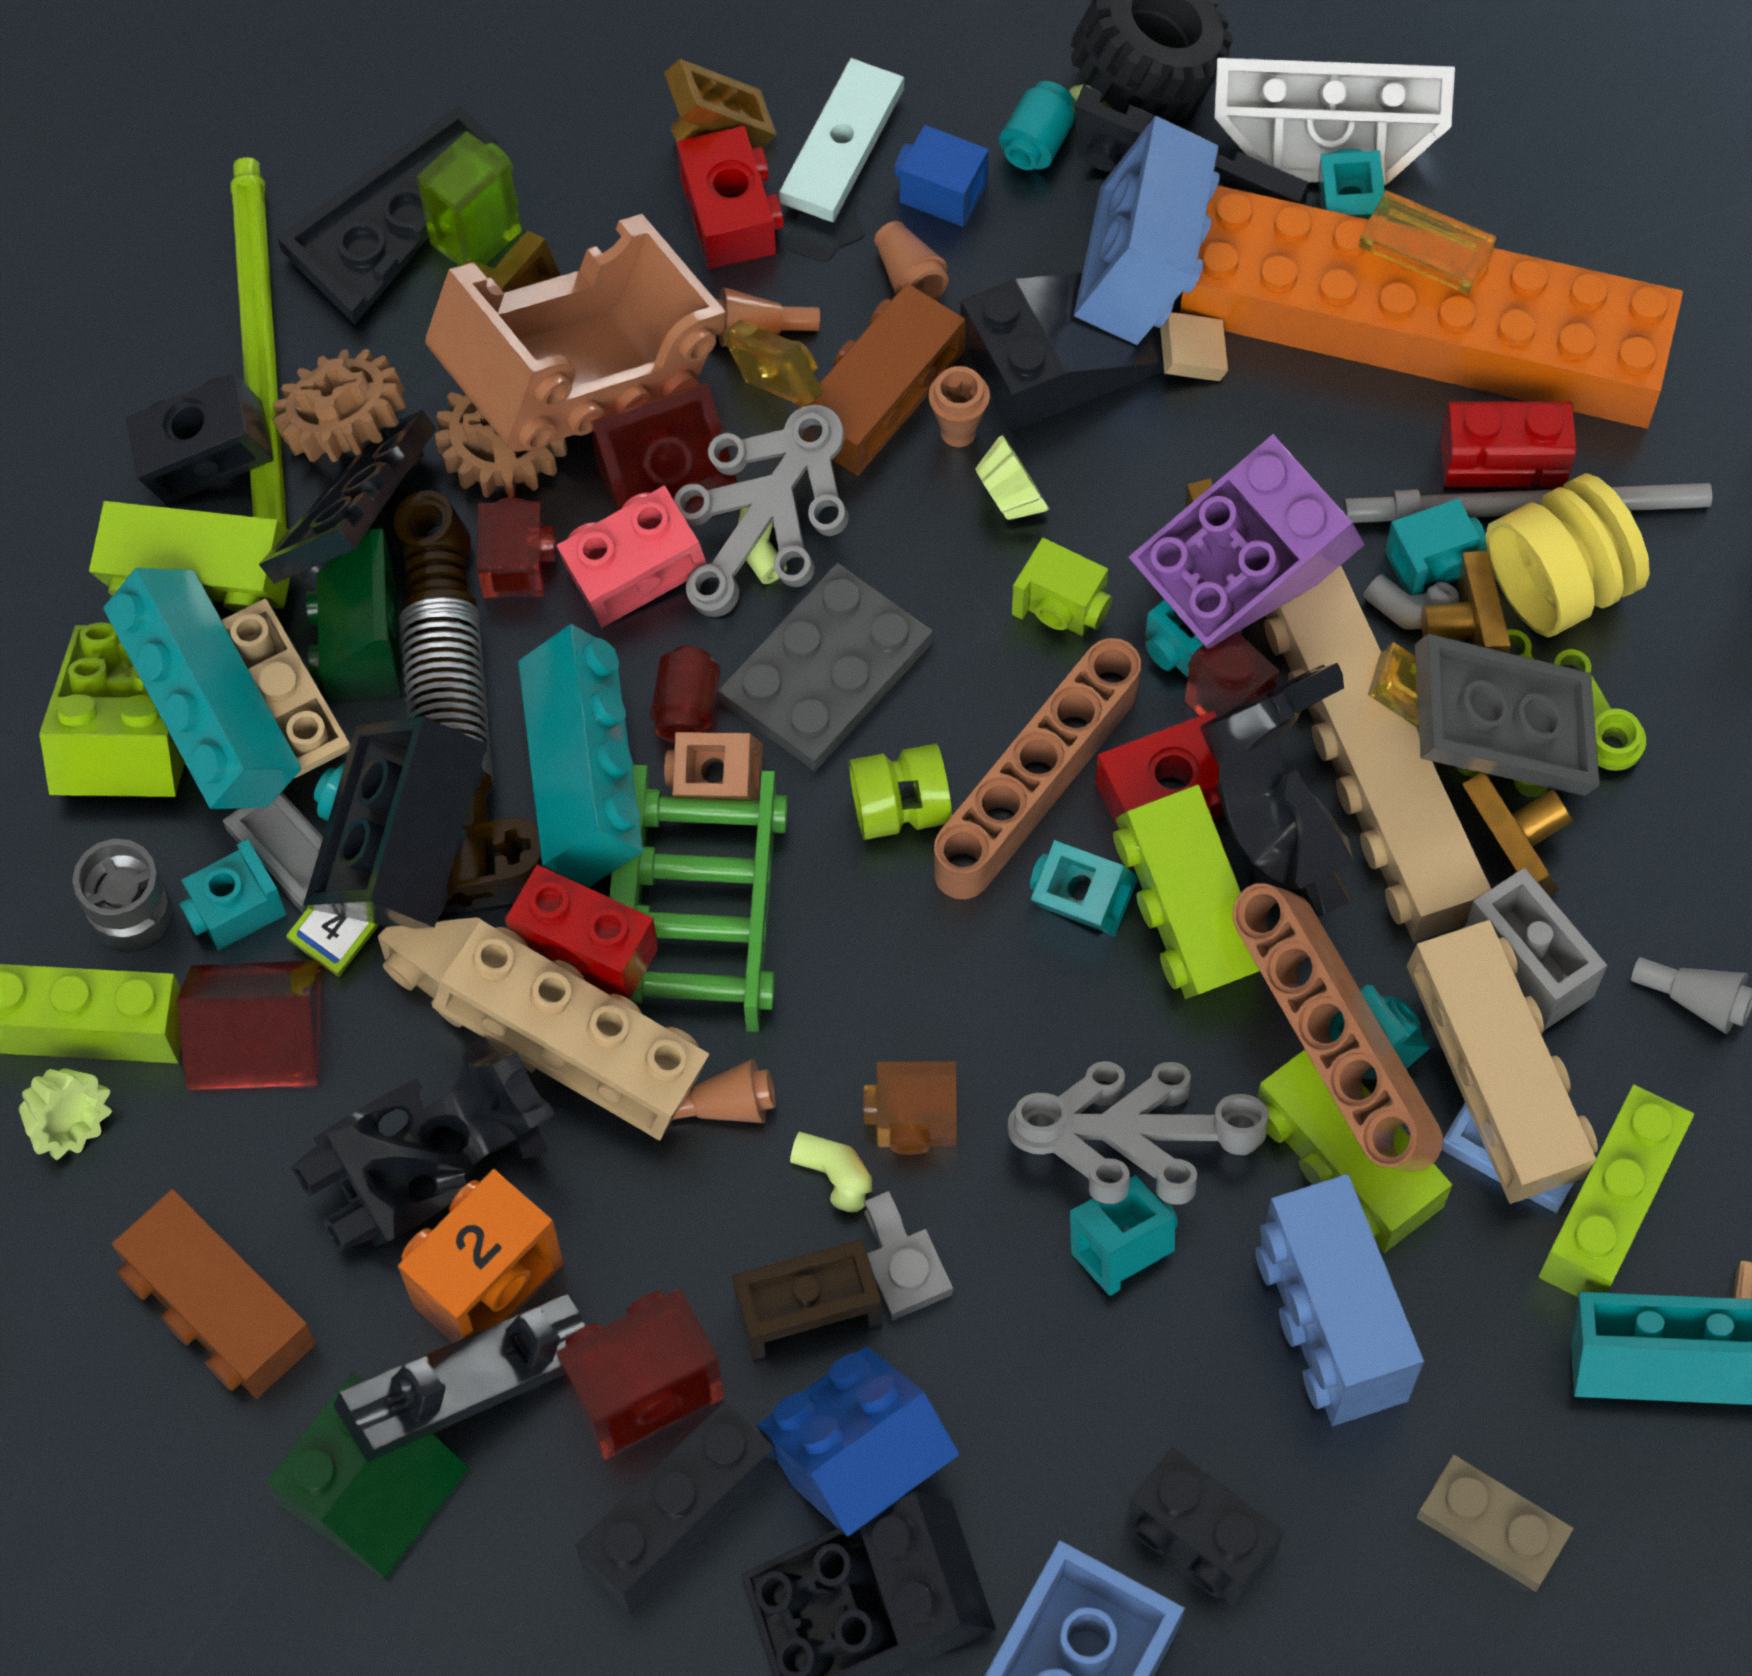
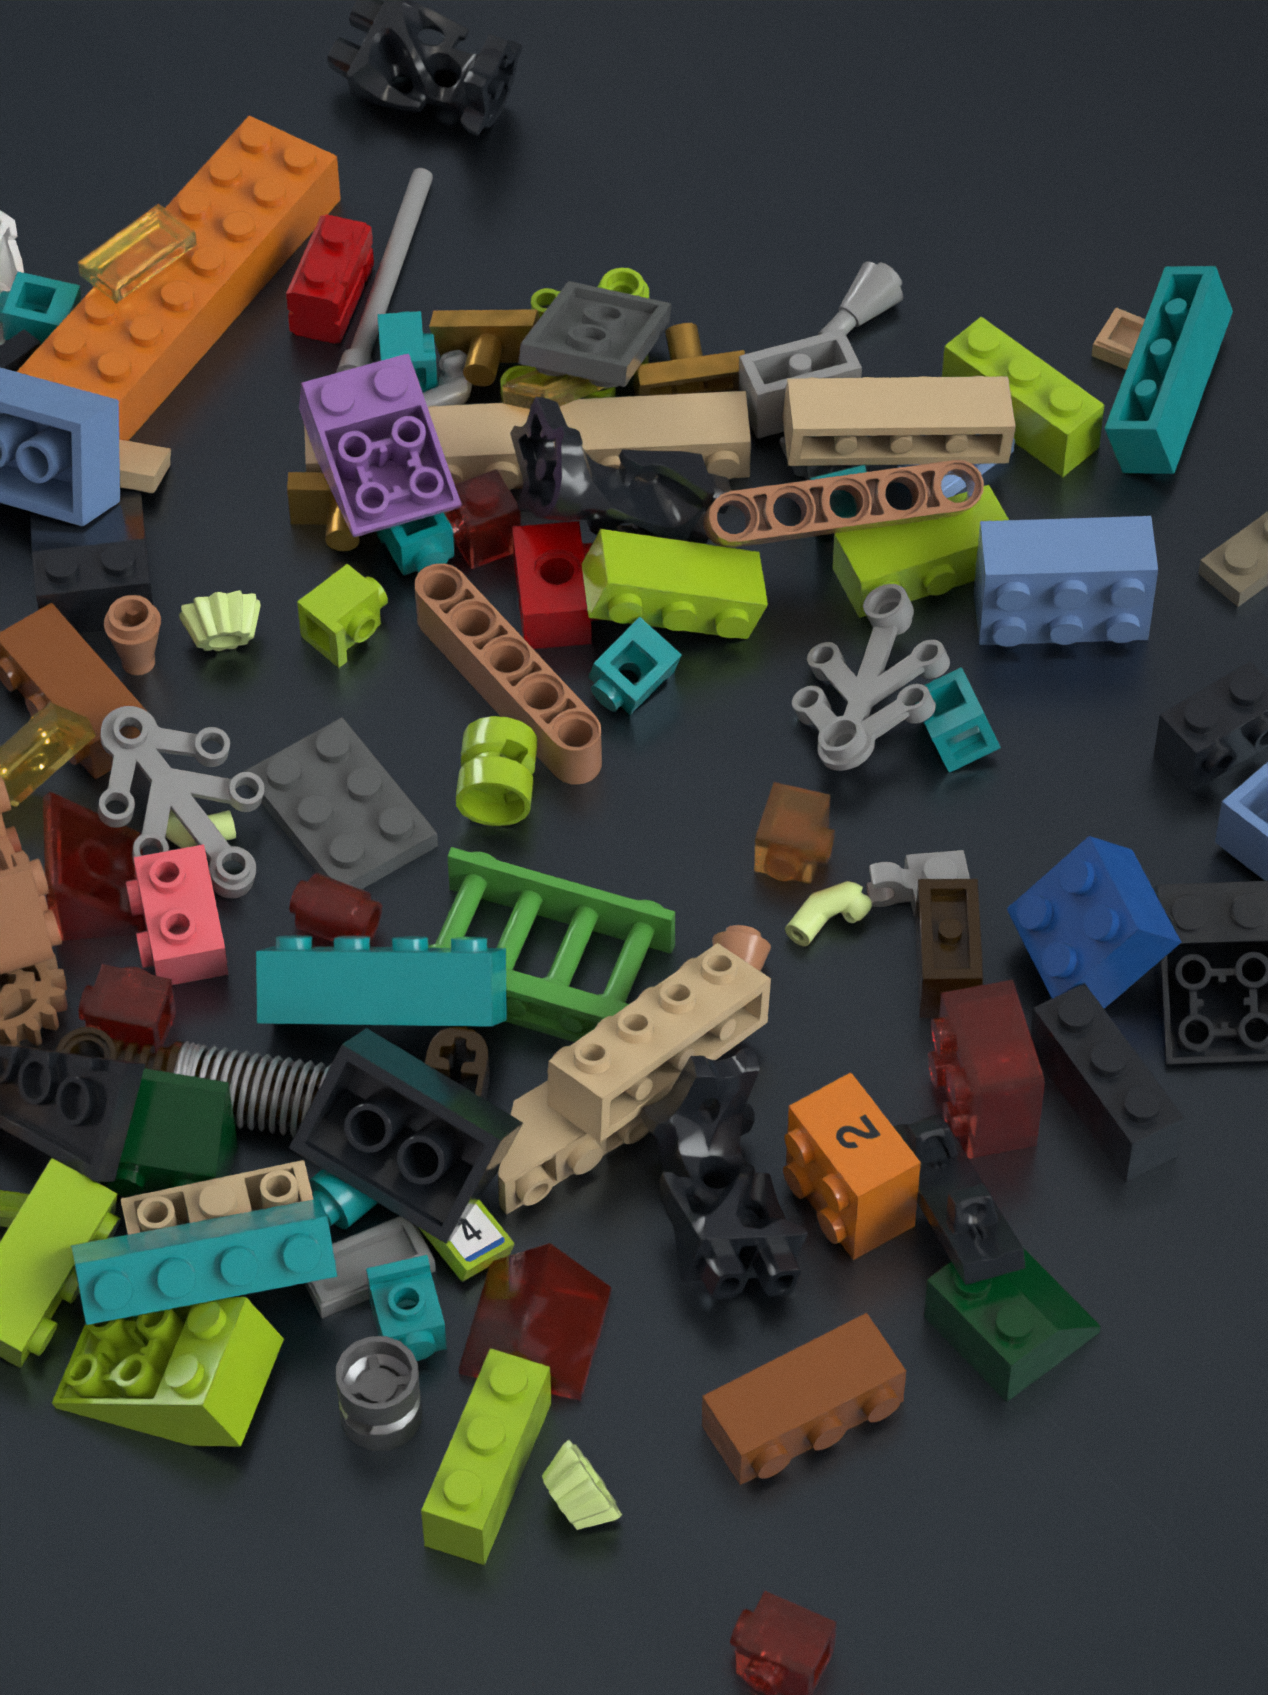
camera: 75 degrees left, 10 degrees down
(585, 929) = (572, 999): red brick -> none
(694, 753) = (425, 885): nougat brick -> none
(1567, 555) = (459, 253): light yellow wheel -> none

